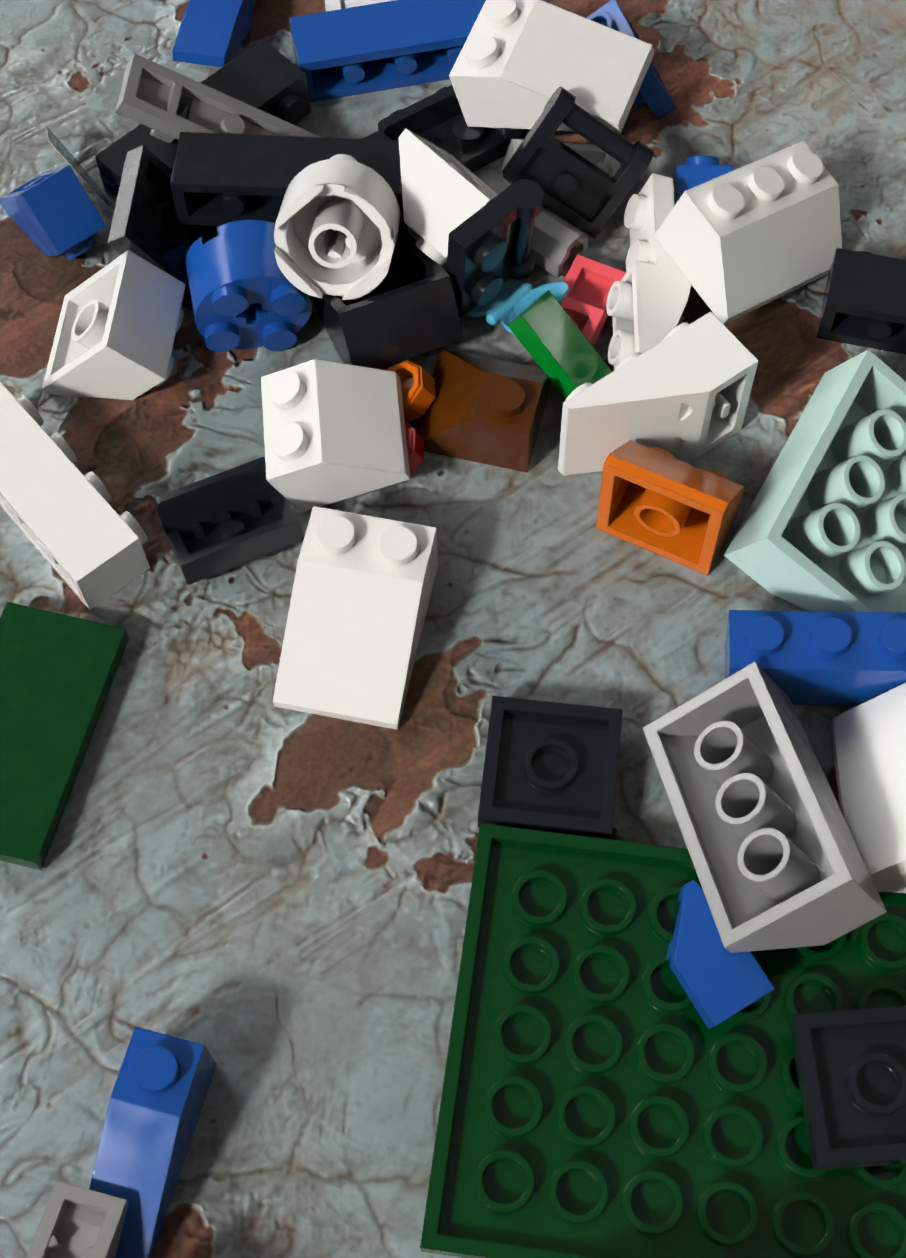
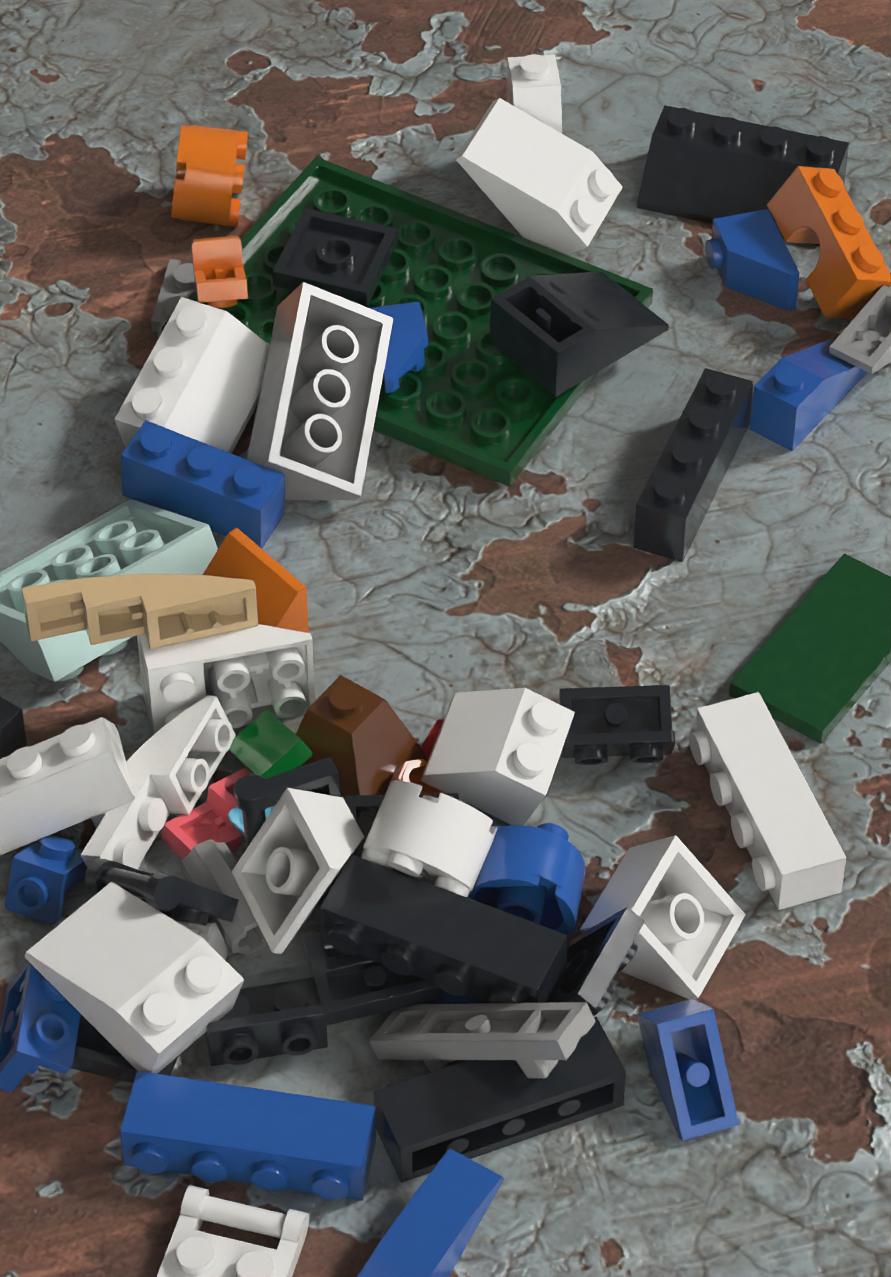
camera: 160 degrees left, 15 degrees down
(73, 162) = (646, 1084): sticker -> none
(256, 928) = (693, 465): none -> black brick
(356, 617) = (534, 634): white slope -> none
(483, 1077) = (569, 326): none -> black slope
(551, 767) = (440, 498): black plate -> none
(740, 343) = (159, 605): none -> tan slope

